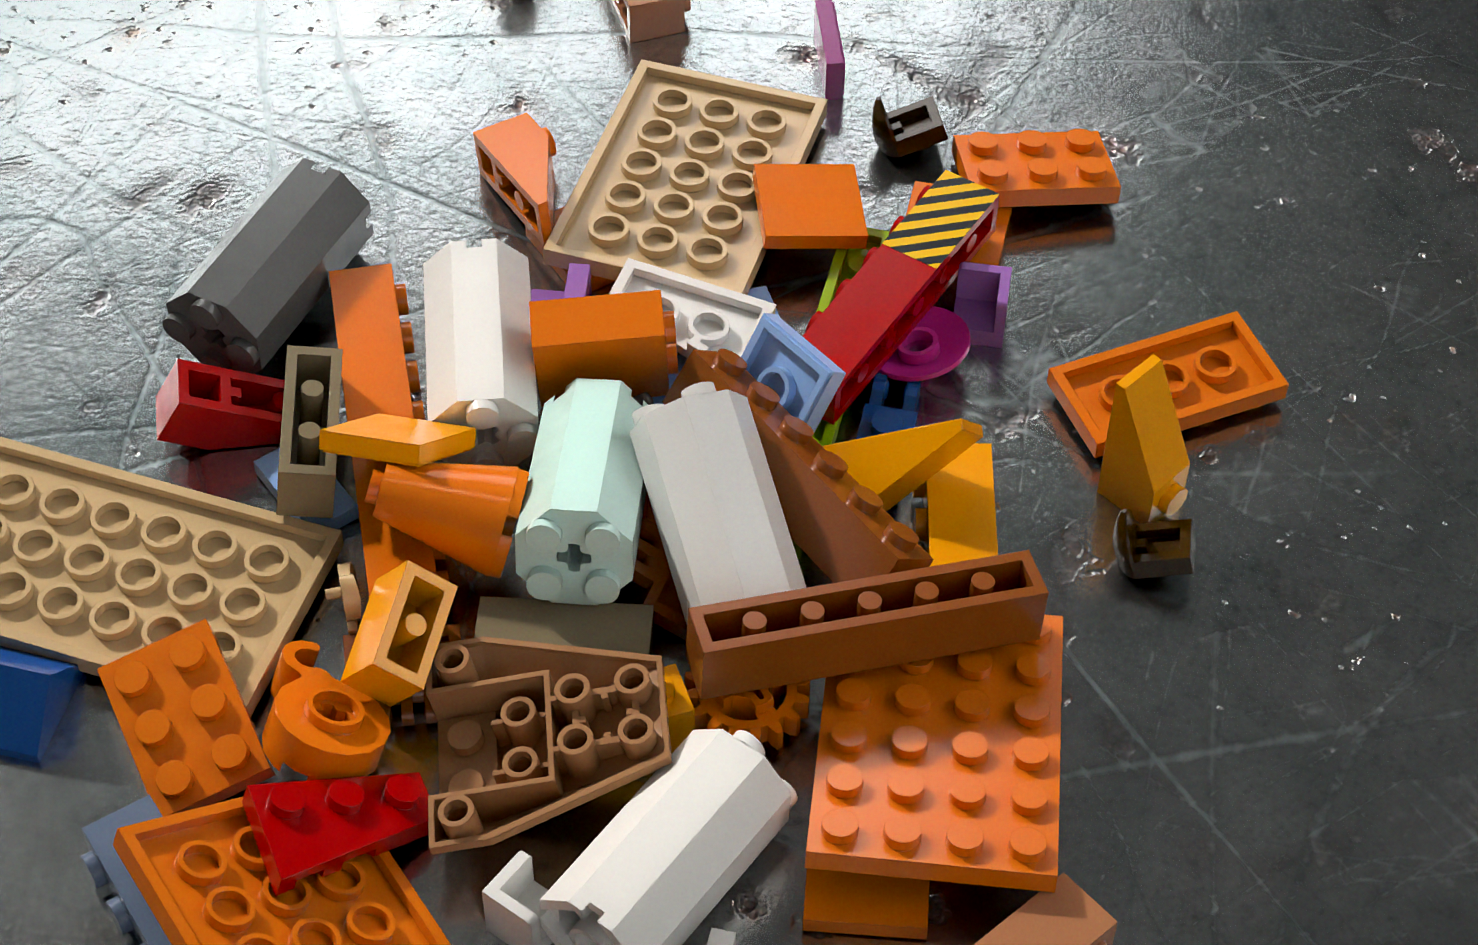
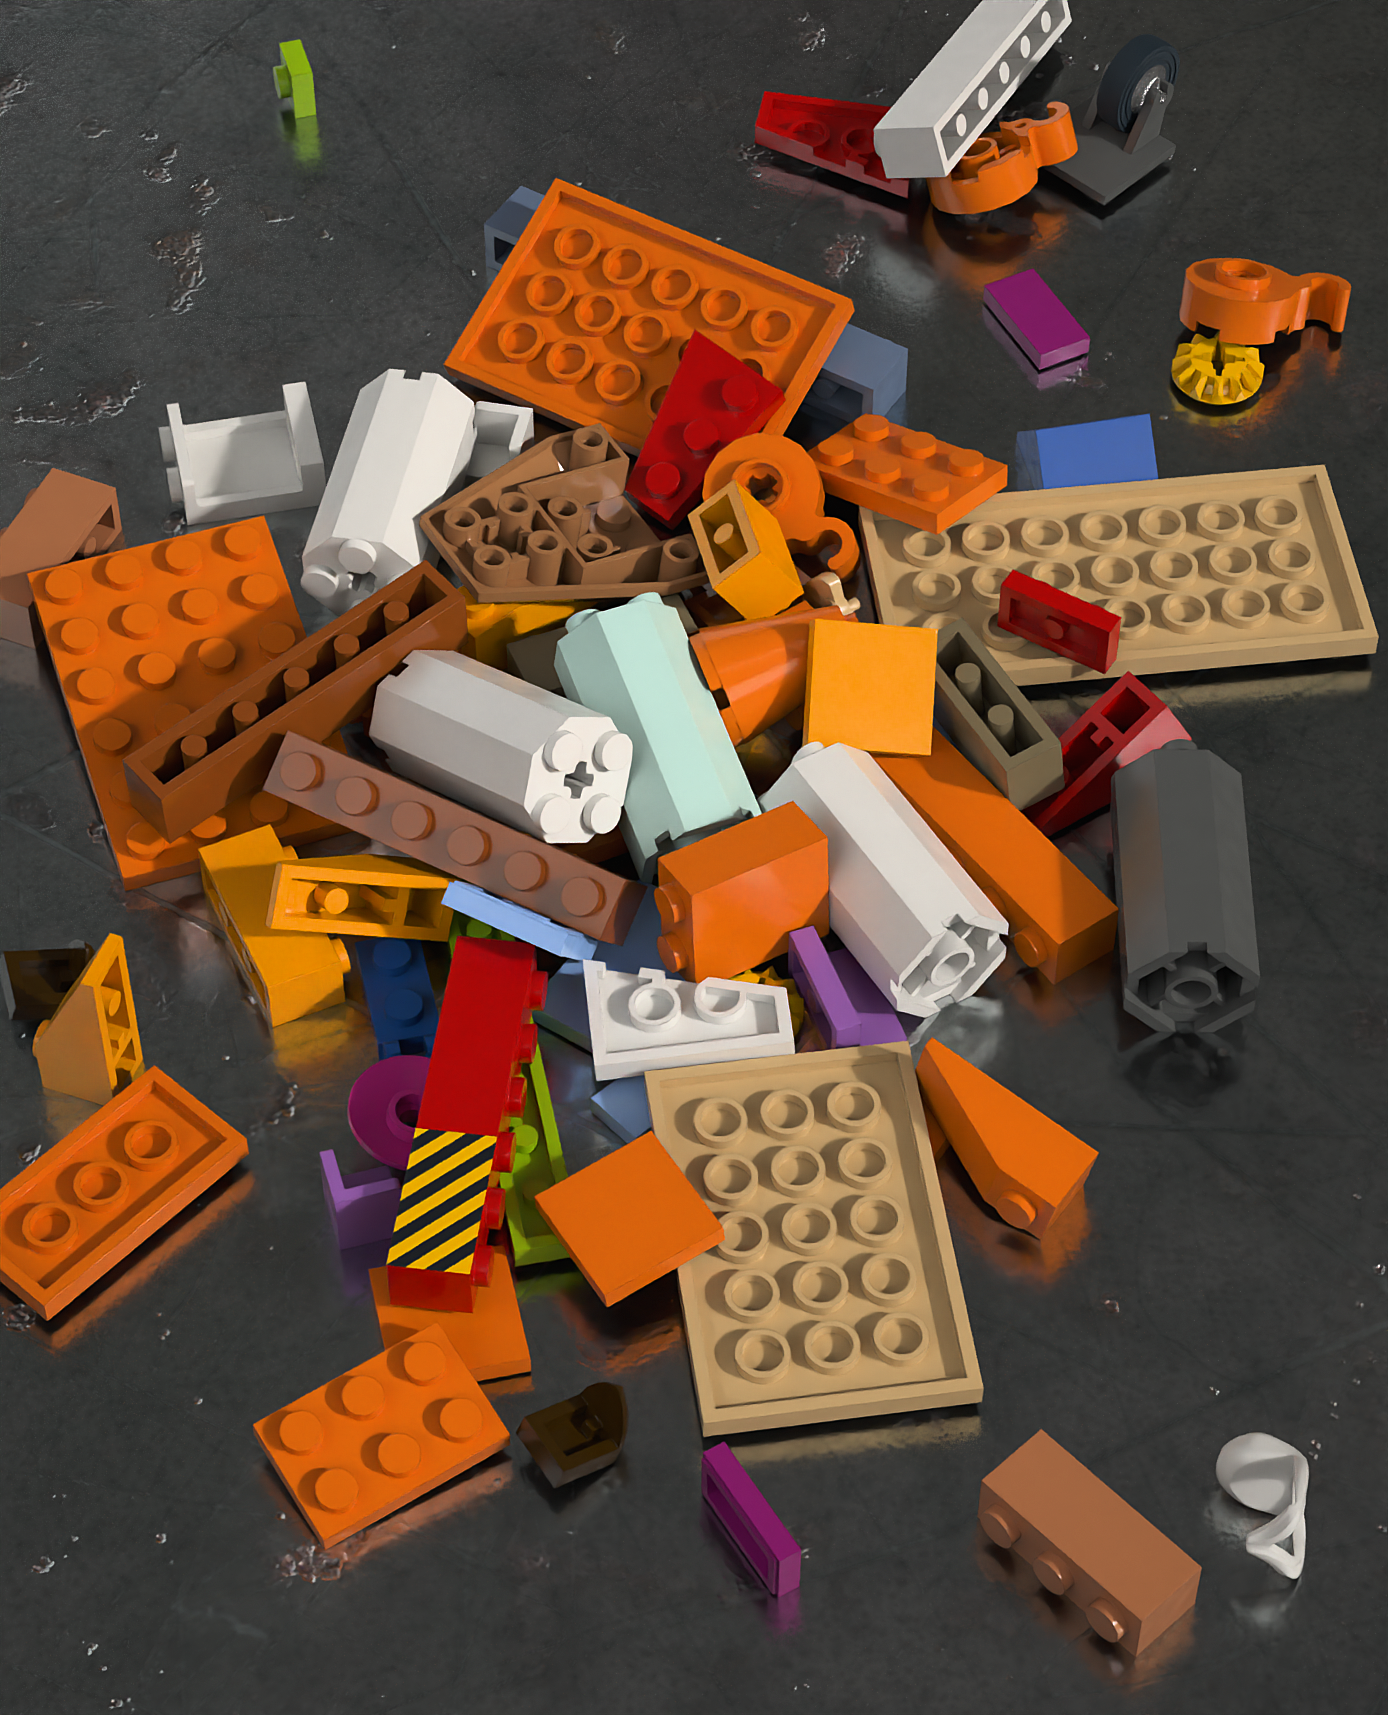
camera: 155 degrees right, 0 degrees up
(190, 507) = (1059, 621): none -> red plate

